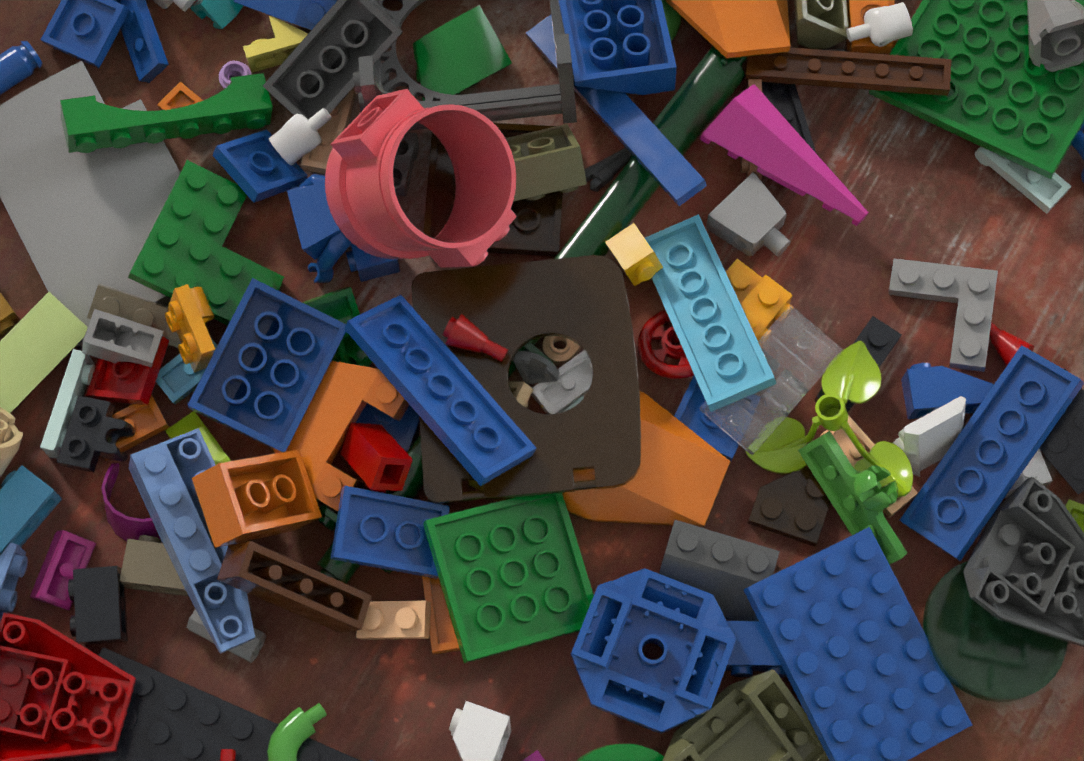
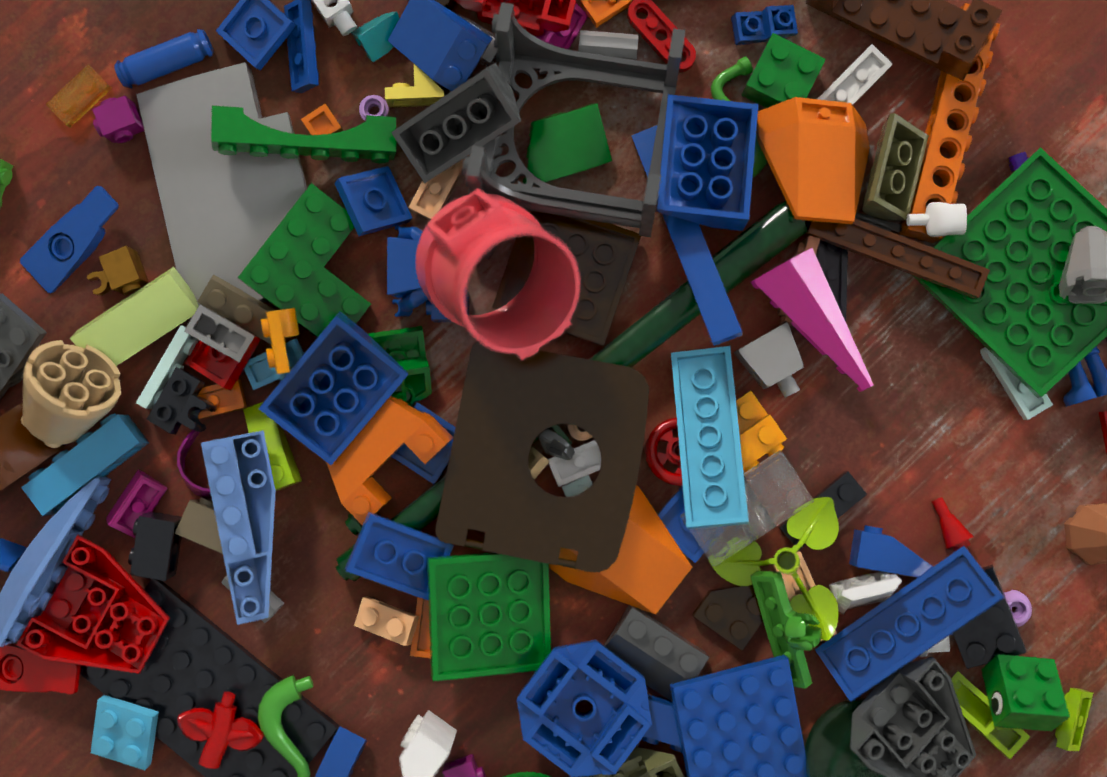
camera: 15 degrees right, 15 degrees up
(256, 497) = (295, 506): orange brick -> none
(294, 587) = (308, 585): reddish brown brick -> none
(299, 136) = (411, 185): white piece -> none
(376, 457) = (403, 491): red brick -> none
(440, 389) = (468, 453): blue plate -> none
(465, 335) = (503, 410): red cone -> none
(546, 162) = (607, 262): olive slope -> none
(605, 169) = (662, 279): dark grey piece -> none
(634, 255) = (665, 370): yellow brick -> none
(969, 288) = (938, 483): light grey plate -> none

